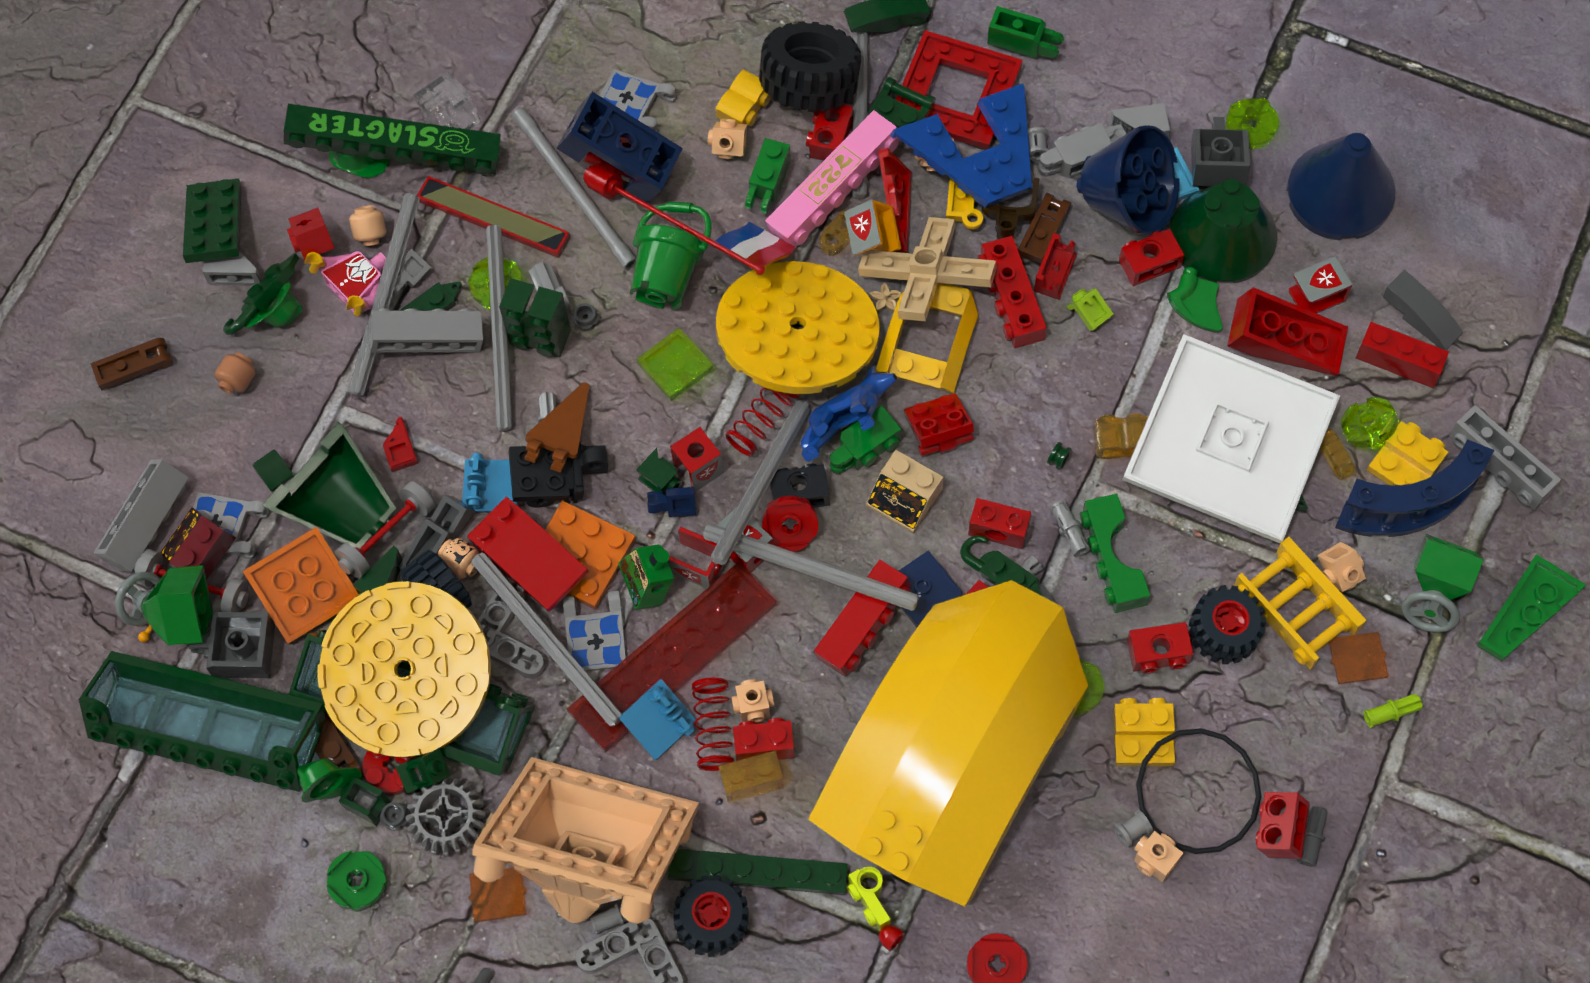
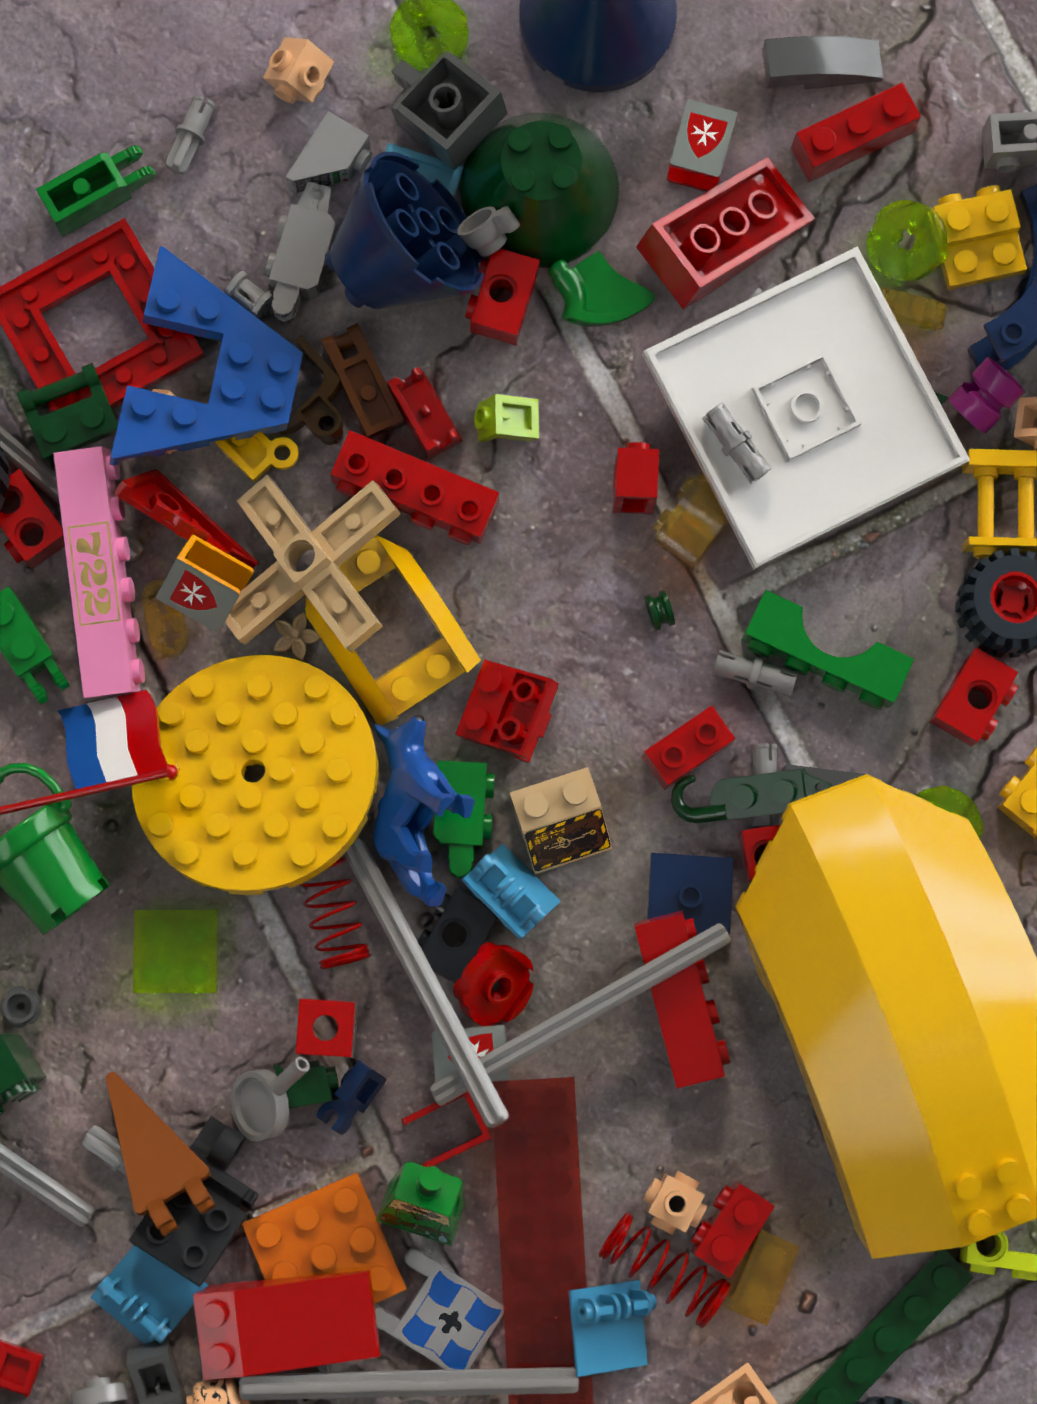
camera: 60 degrees left, 15 degrees up
(634, 457) = (261, 1100): none -> light grey piece
(846, 492) = (510, 891): none -> dark azure hinge
(1092, 57) = (189, 135): none -> light grey axle
(1114, 386) = (635, 479): none -> red brick
(1171, 77) = (298, 70): none -> light nougat brick
(1174, 217) = (487, 229): none -> light grey piece
(1178, 414) = (736, 443): none -> light grey pin
(1323, 524) = (986, 395): none -> magenta wheel

